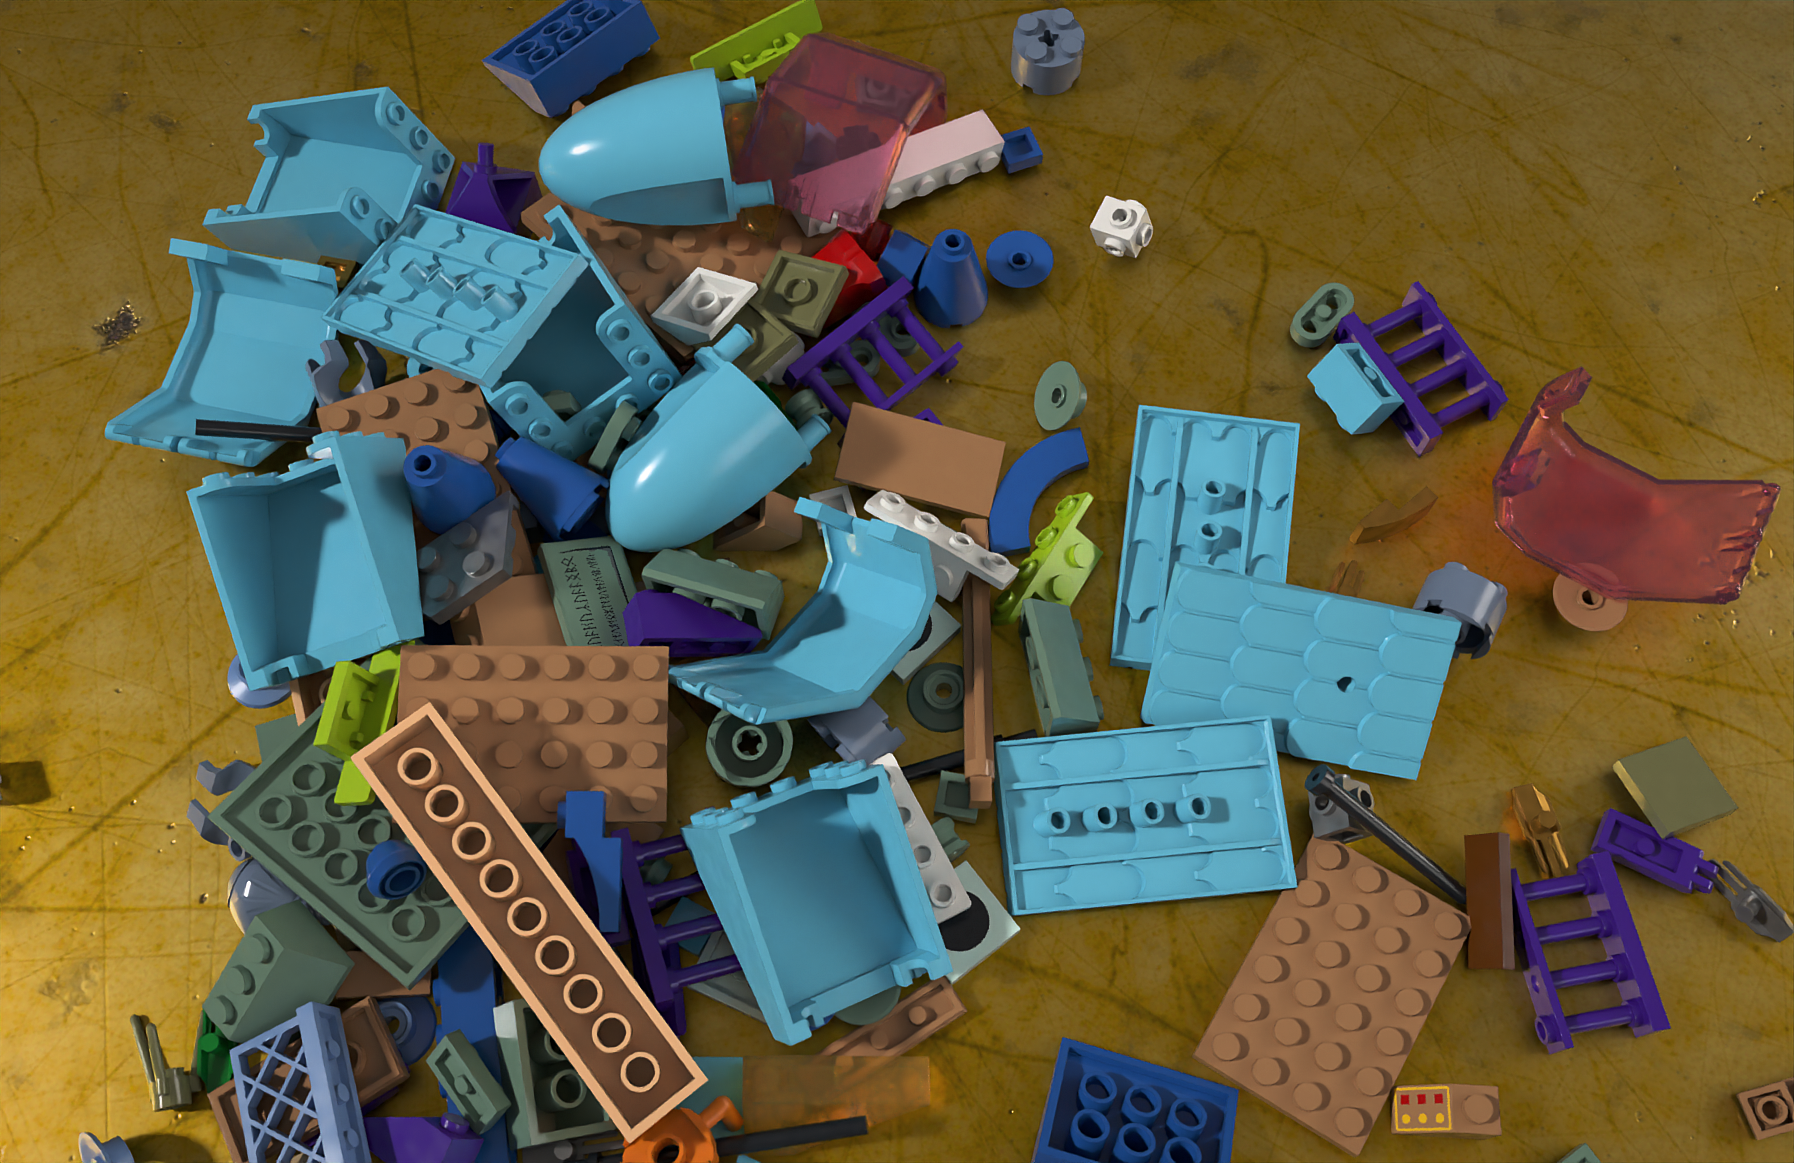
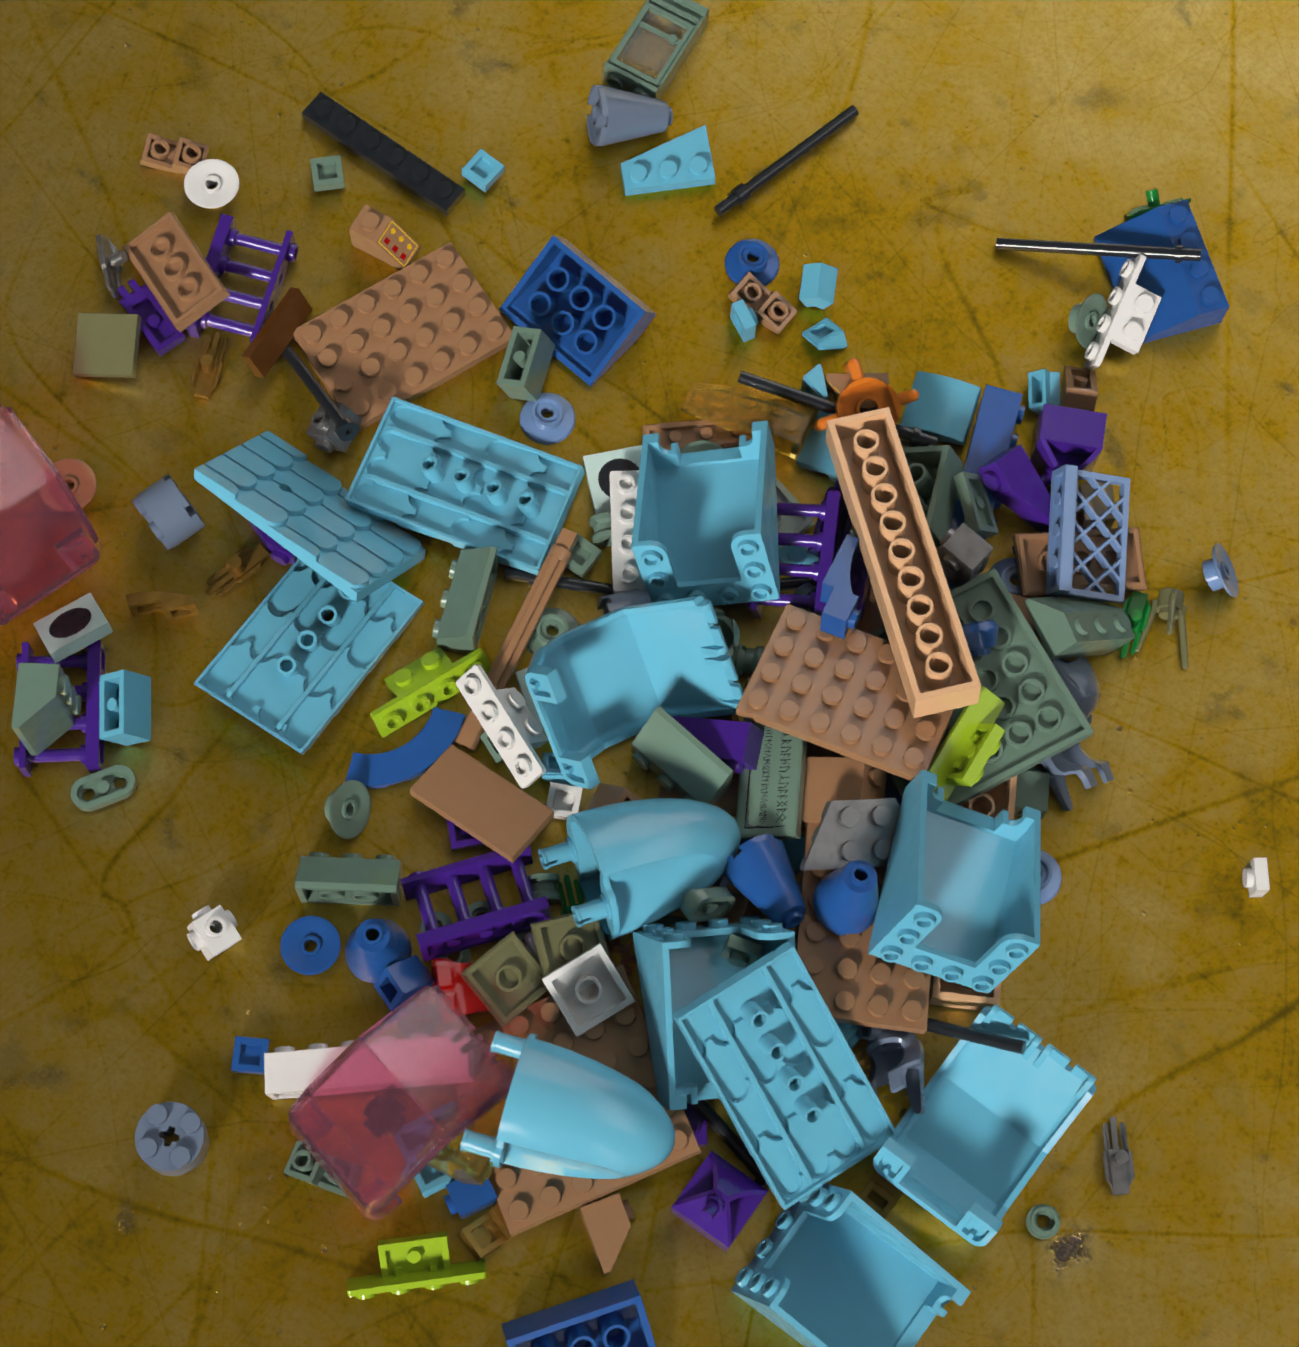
camera: 160 degrees left, 5 degrees up
(84, 420) = (1117, 1162): none -> flat silver piece
(146, 324) = (1052, 1217): none -> sand green plate
(456, 981) = (963, 555): none -> flat silver brick
(691, 760) = (748, 659): none -> sand green wheel
(1015, 324) = (349, 879): none -> sand green slope
(1079, 983) = (551, 429): none -> medium blue piece
(1158, 1011) = (525, 363): none -> sand green brick
(1441, 316) = (43, 705): none -> sand green slope
(1468, 444) = (73, 627): none -> light aqua tile
(1668, 919) = (175, 271): none -> medium nougat tile
(1732, 1072) = (210, 173): none -> white piece

